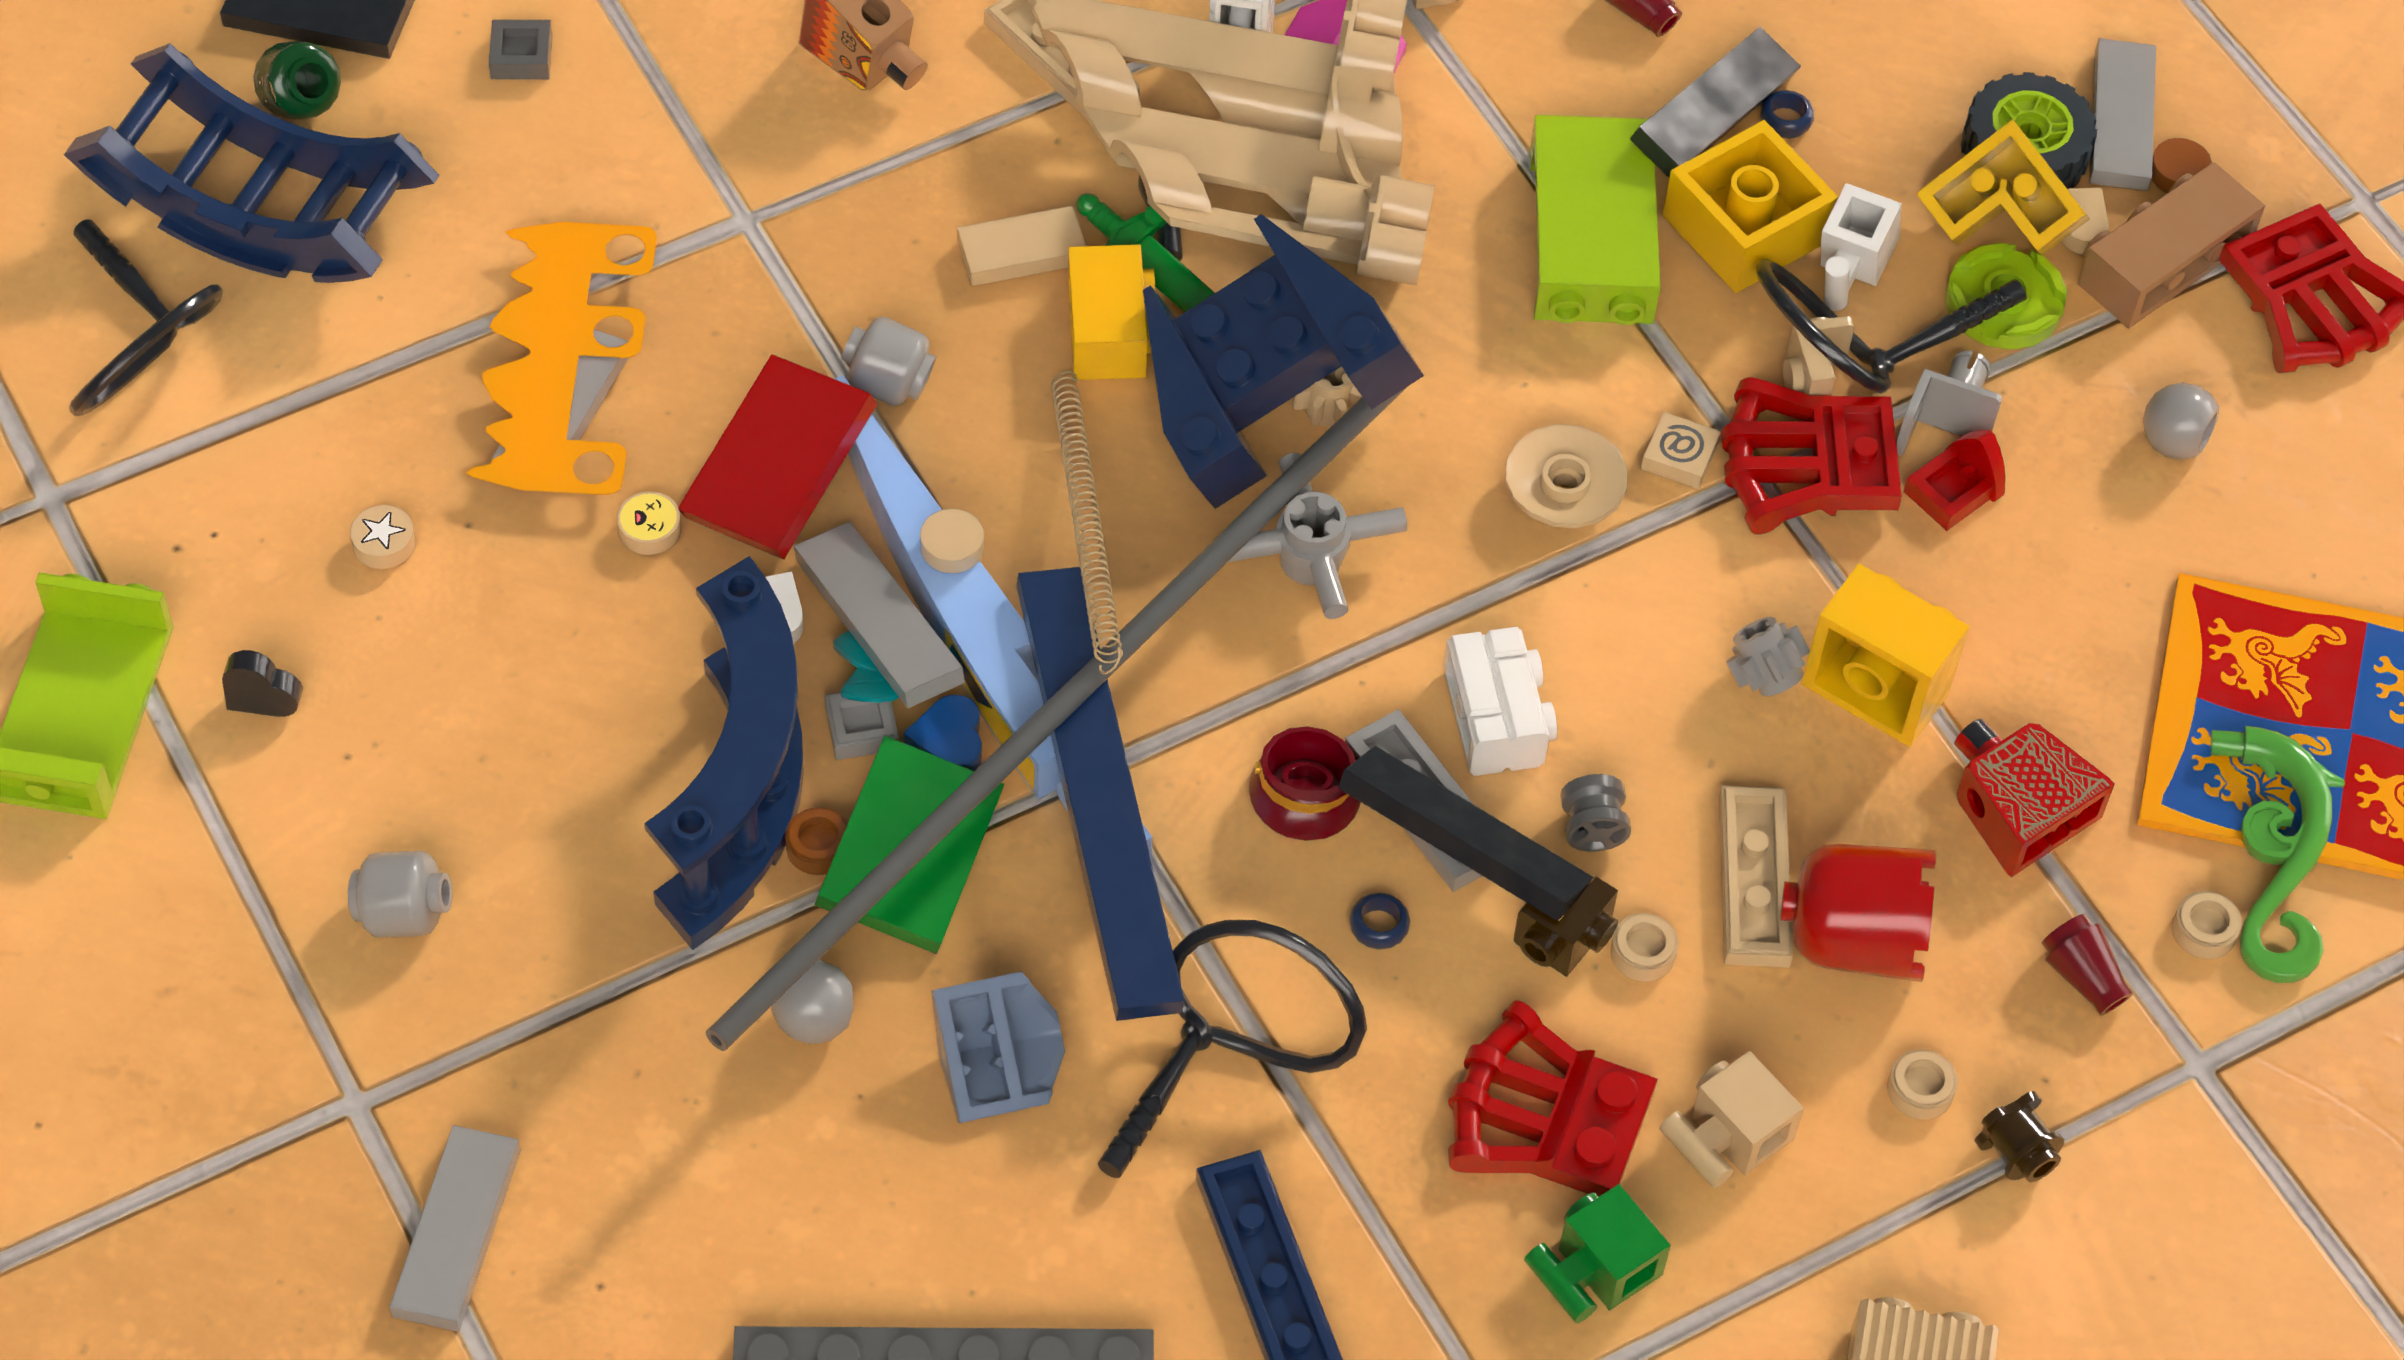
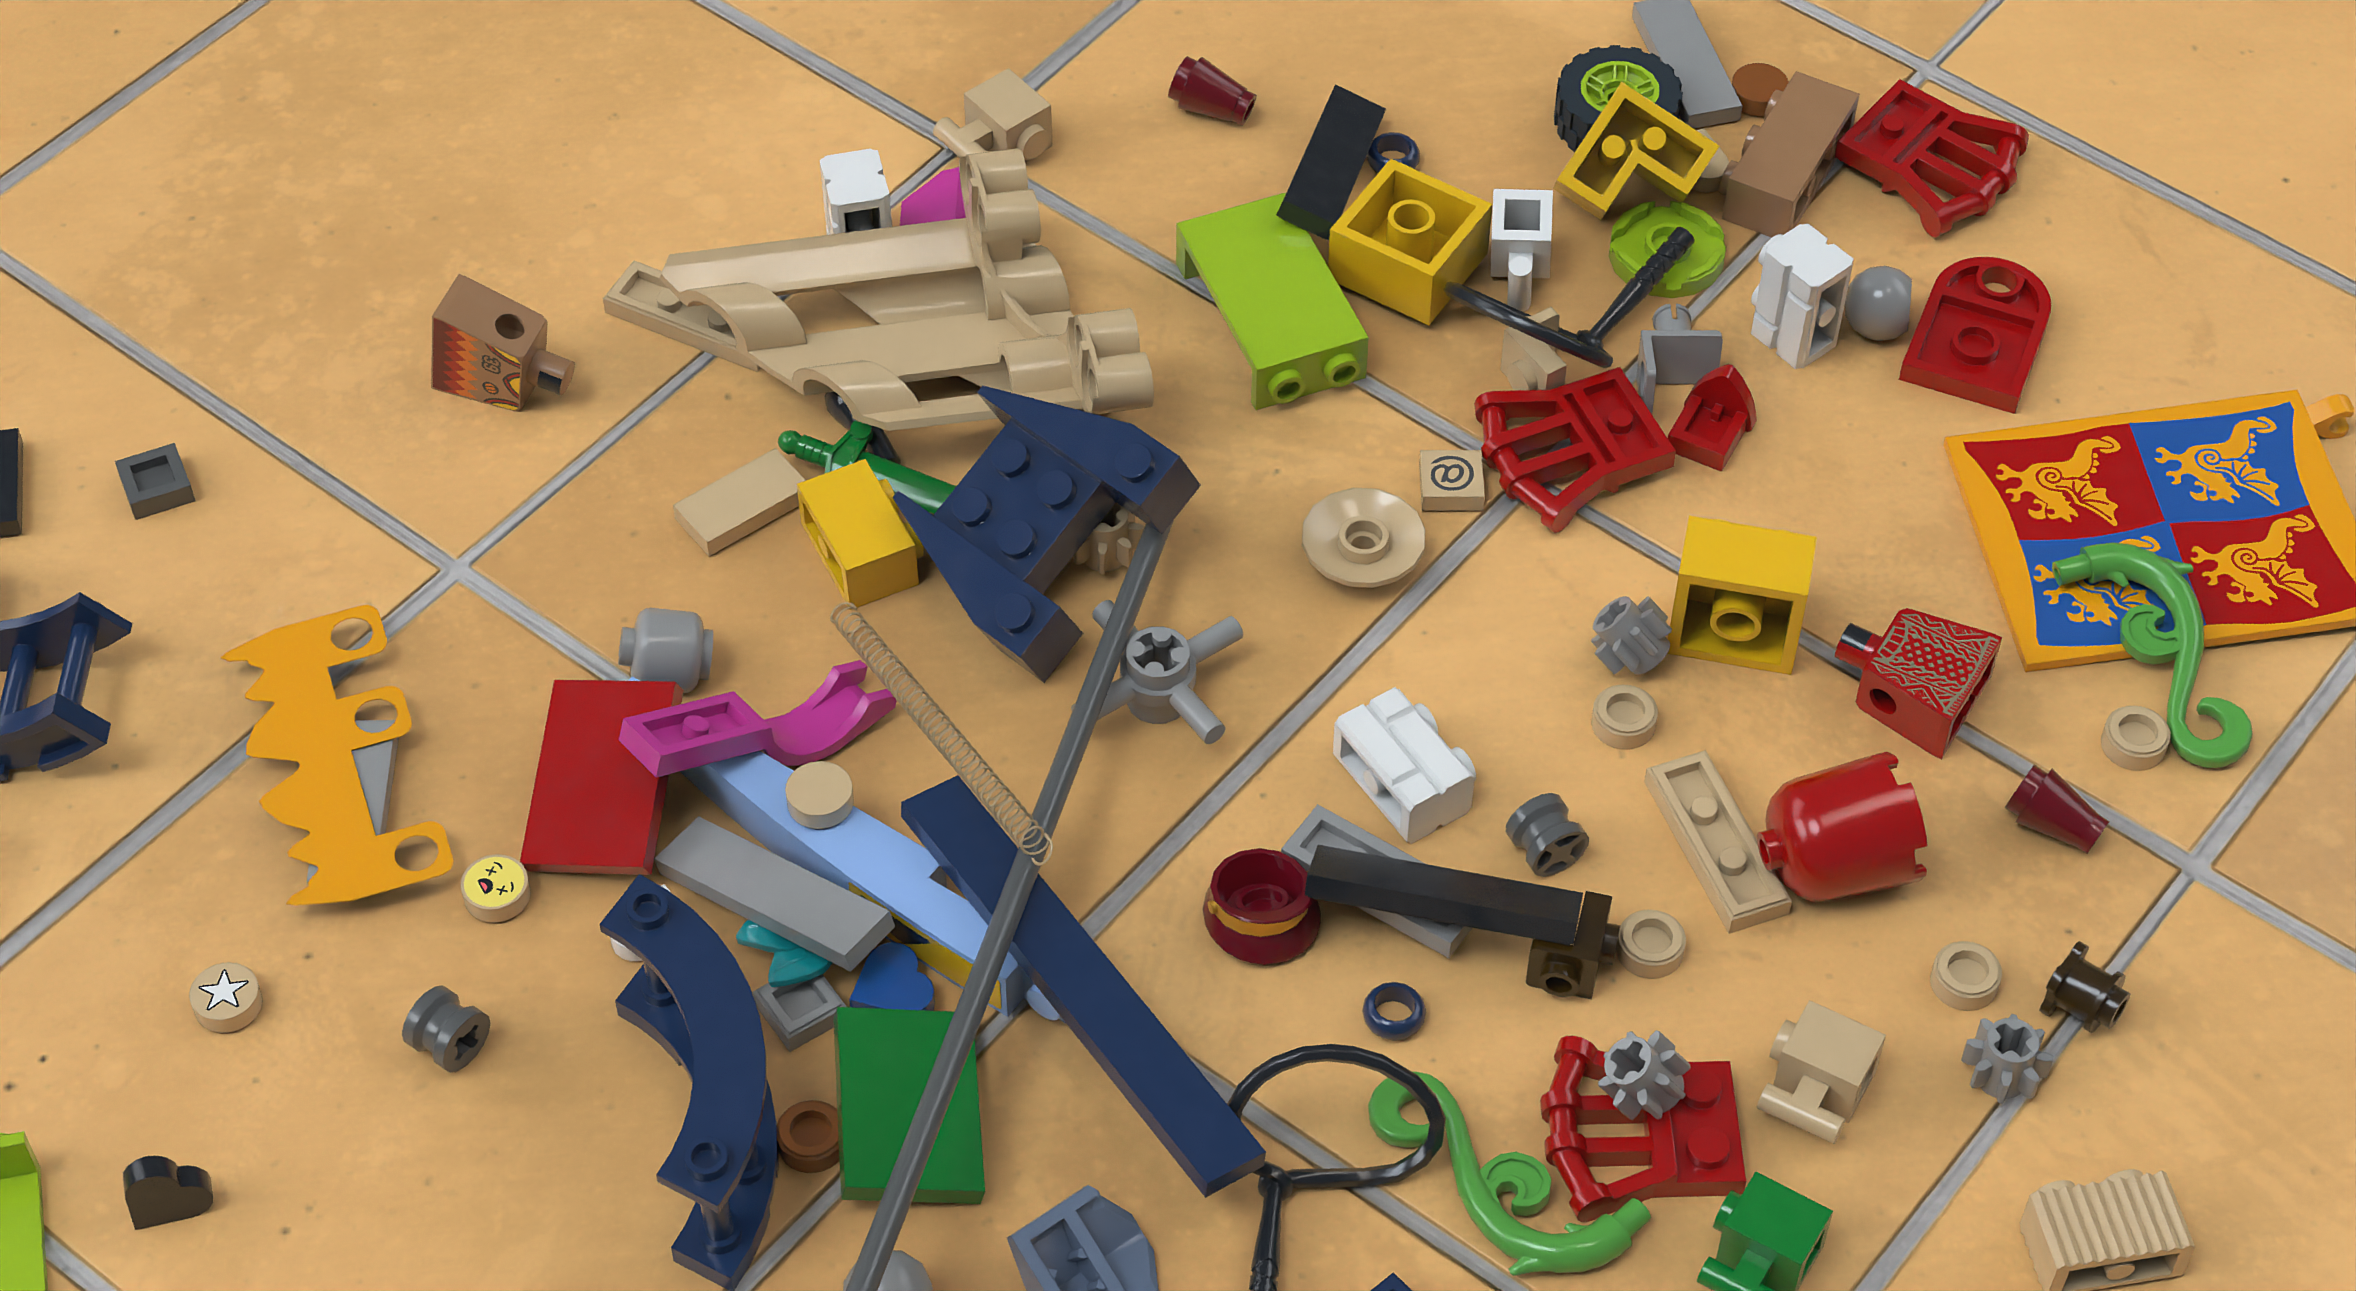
camera: 20 degrees left, 5 degrees down
(550, 632) = (446, 1028): none -> dark grey wheel
(900, 451) = (728, 727): none -> dark pink piece
(1419, 1107) = (1522, 1174): none -> bright green plant
(1562, 1060) = (1644, 1075): none -> light grey gear
(1728, 730) = (1624, 717): none -> tan tile
(1914, 1172) = (2007, 1058): none -> light grey gear
(2098, 387) = (1800, 295): none -> white brick
(2264, 488) = (1976, 338): none -> red tile

